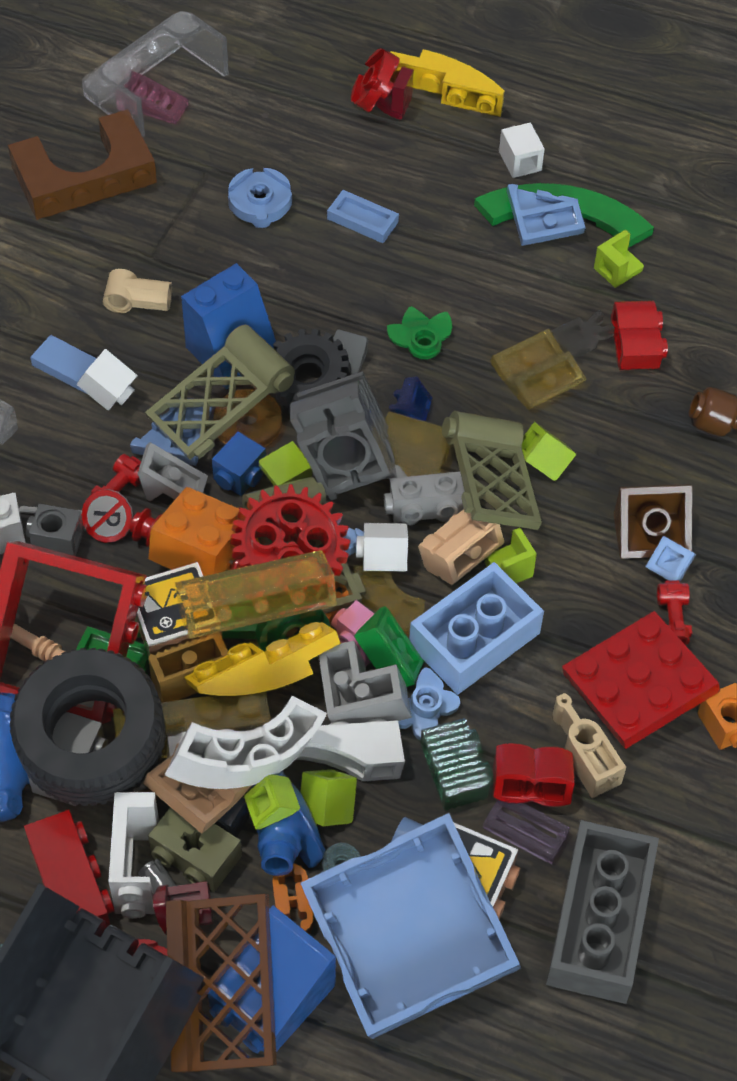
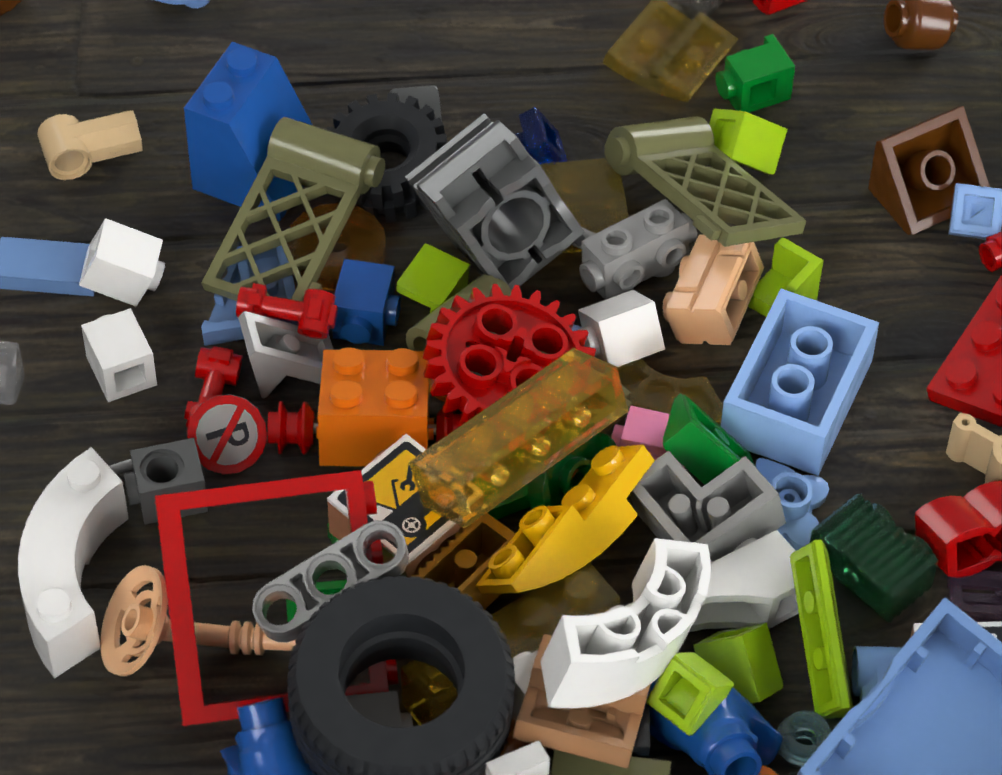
camera: 25 degrees left, 5 degrees down
(67, 635) = (301, 581): none -> light grey beam
(74, 438) = (119, 355): none -> white brick
(197, 460) = (315, 313): none -> red bar
(389, 796) = (821, 630): none -> lime slope
(420, 331) = (497, 62): green plate -> none
(580, 410) = (757, 76): none -> green brick

